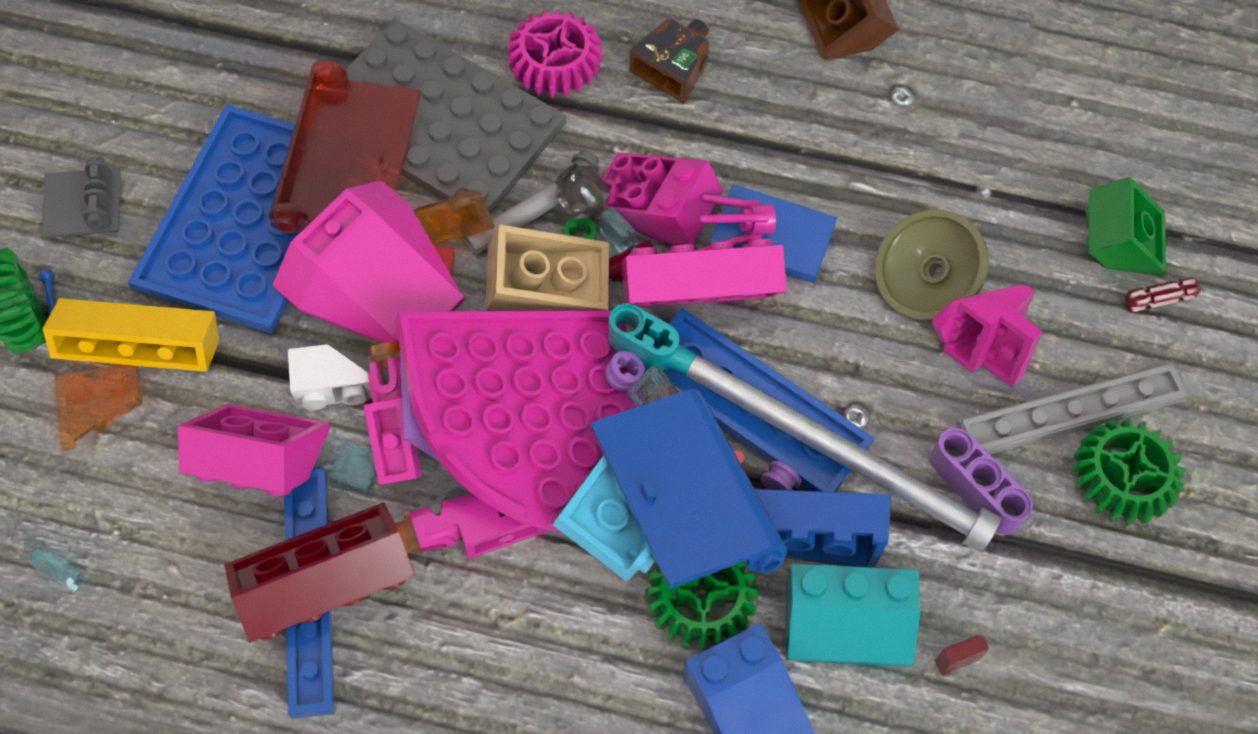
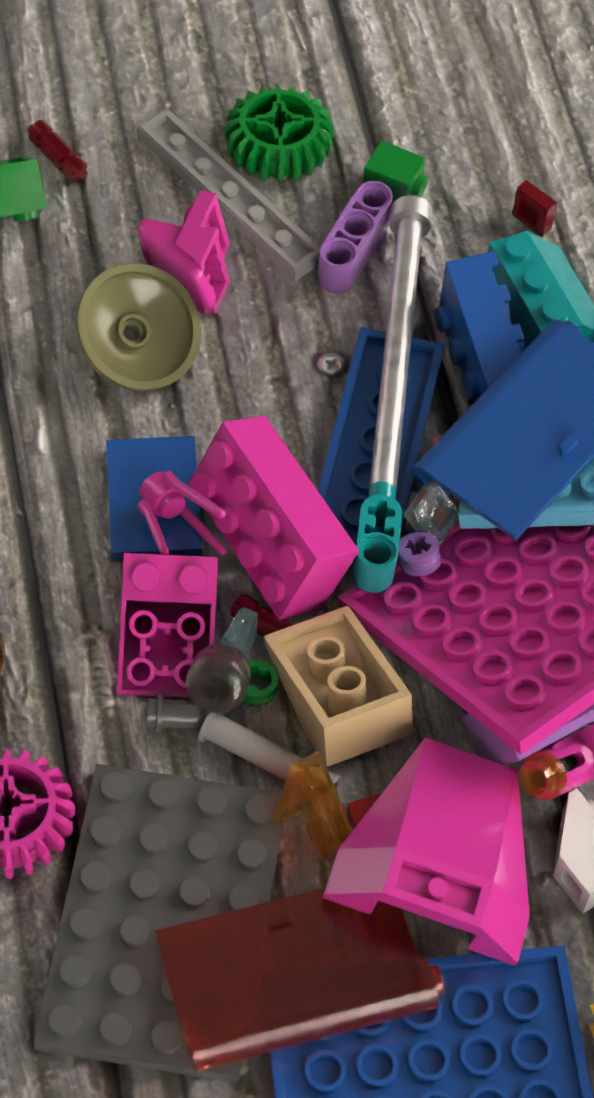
camera: 115 degrees left, 5 degrees down
(780, 477) = (448, 392): medium lavender bush -> none
(1042, 546) = (397, 169): none -> green brick

